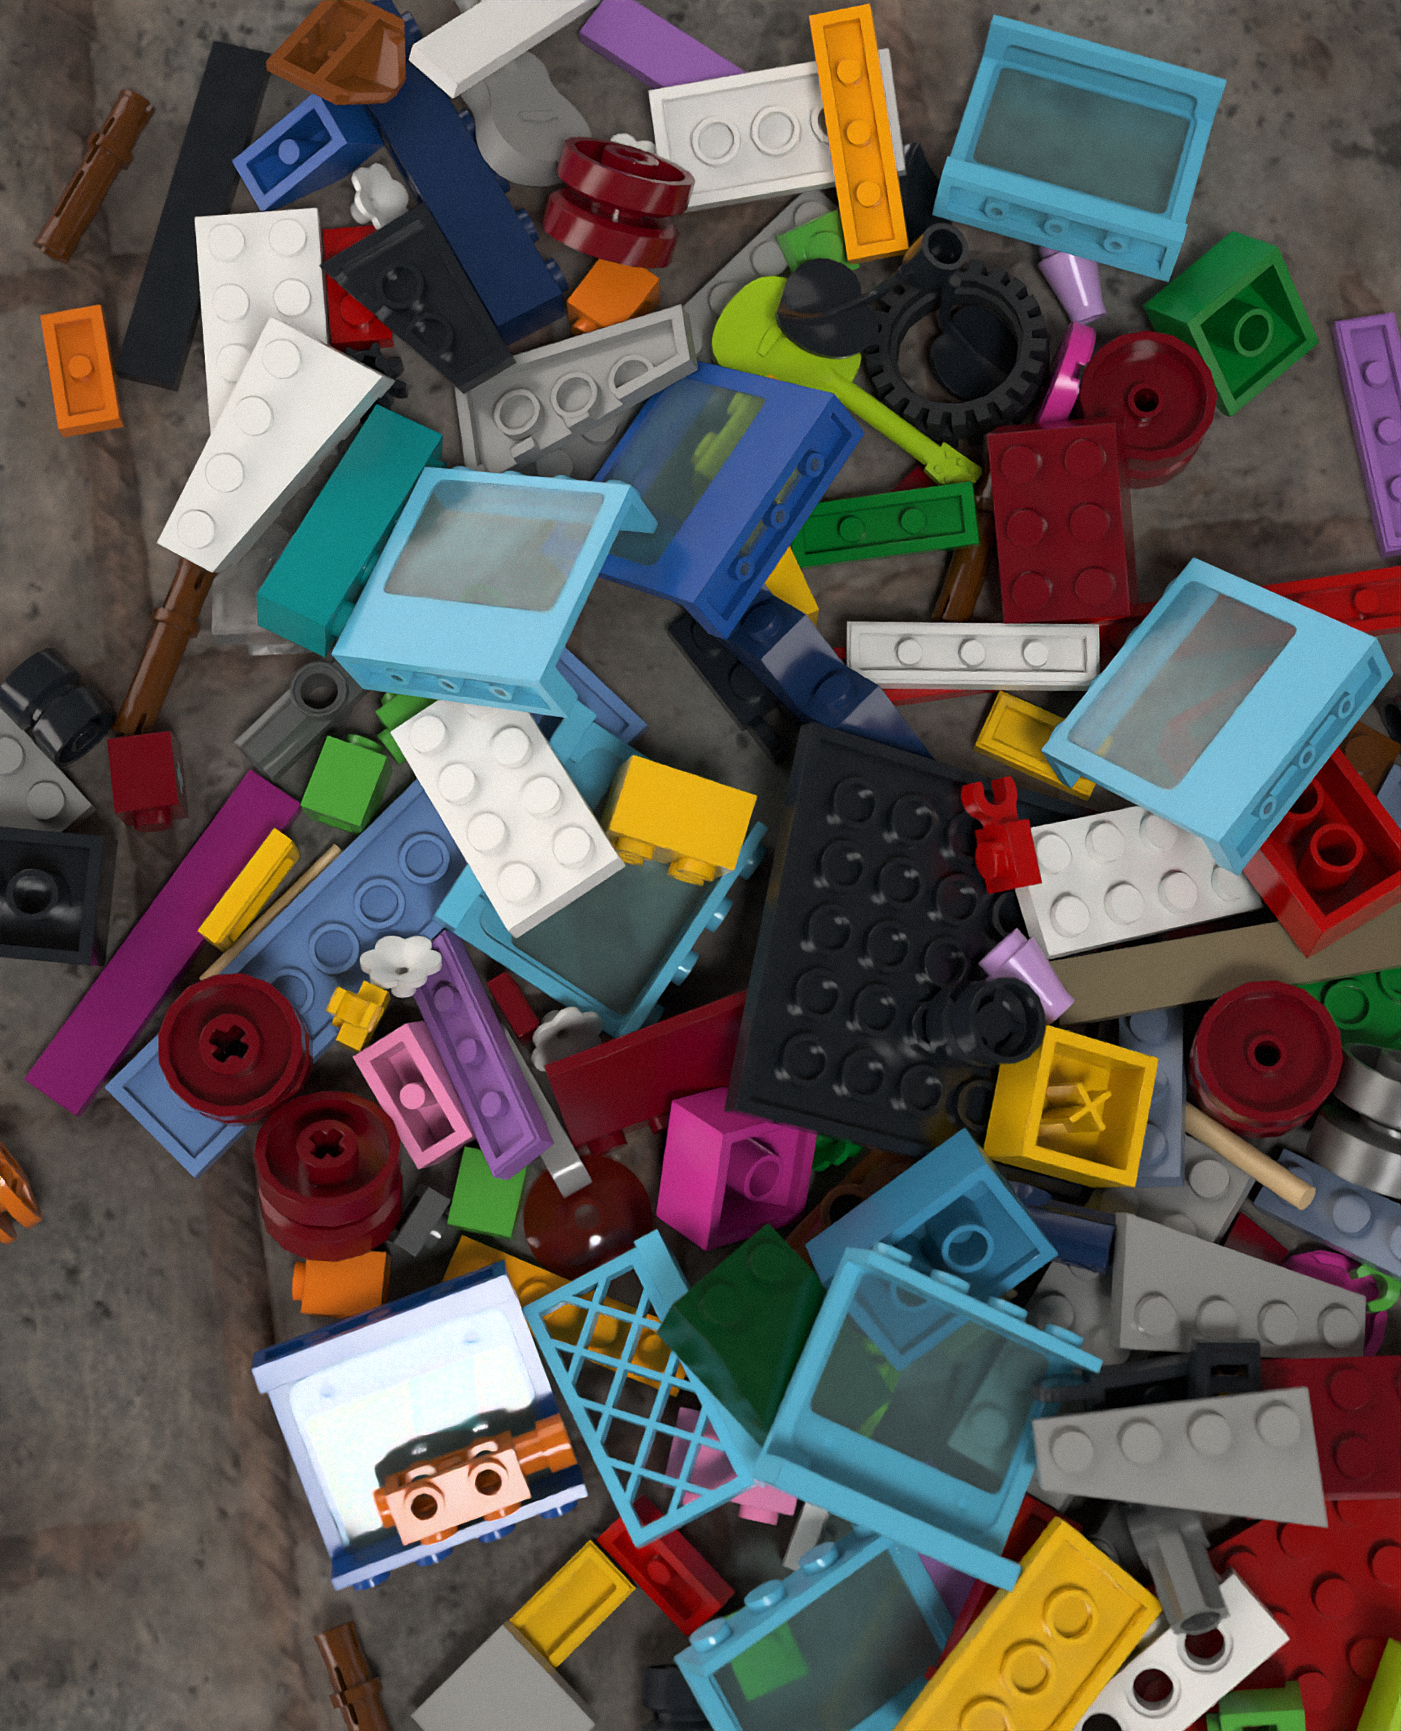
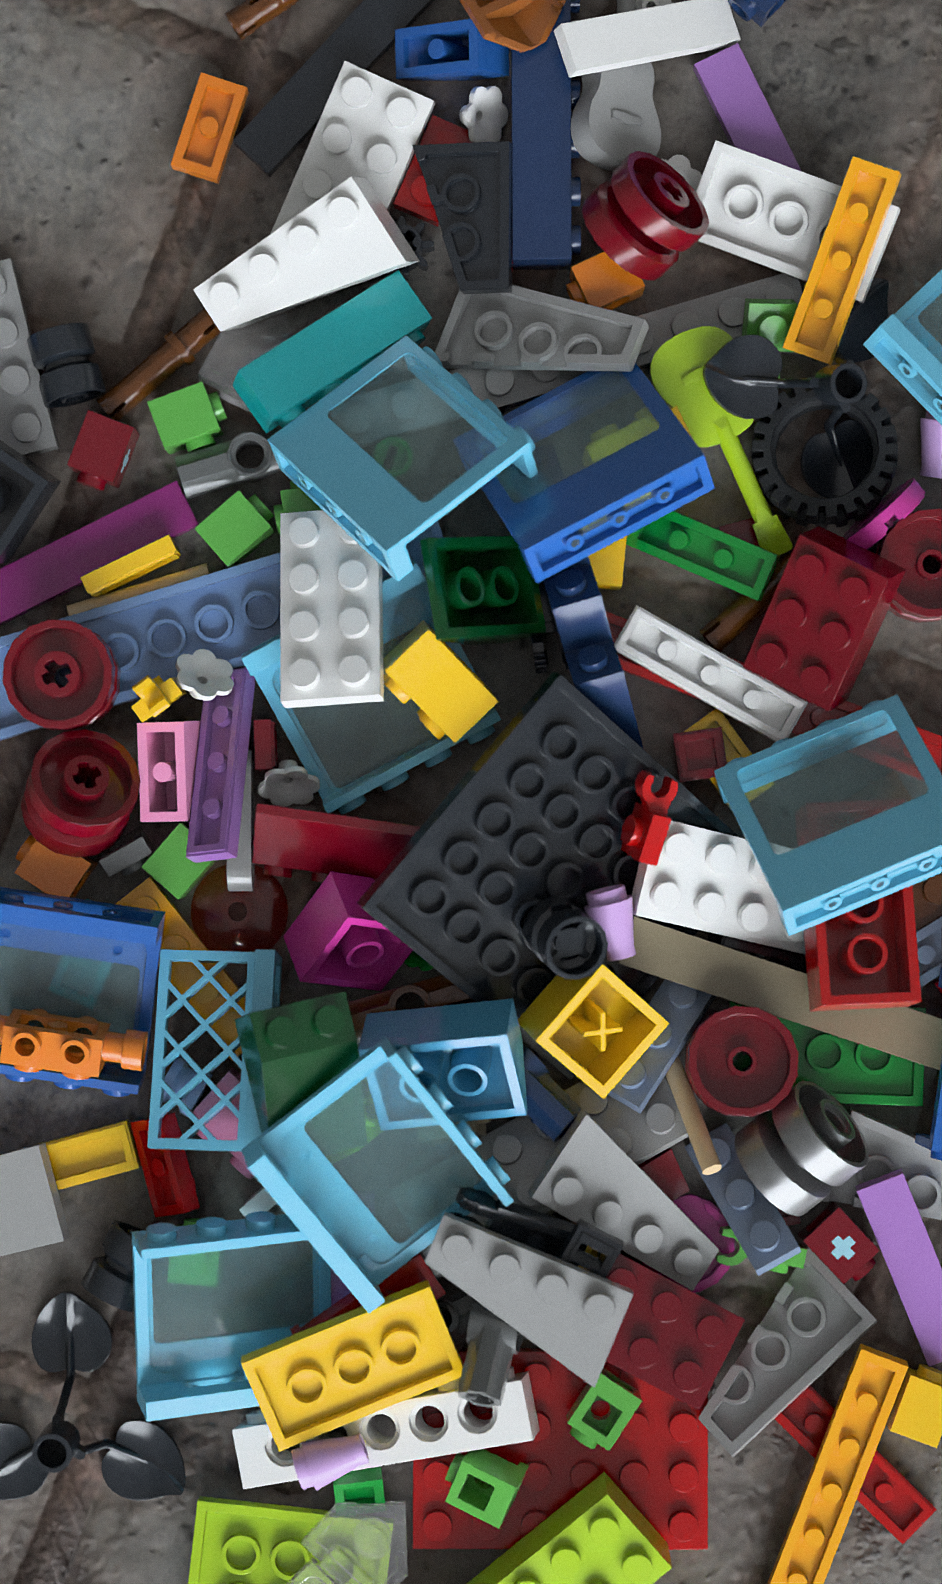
camera: 30 degrees right, 10 degrees up
(226, 692) = (188, 418): none -> bright green brick
(625, 1447) = (178, 1077): none -> light blue wheel
(669, 690) = (481, 590): none -> dark green slope
(1010, 747) = (699, 753): none -> dark red tile
(1365, 1546) = (603, 1429): none -> bright green brick

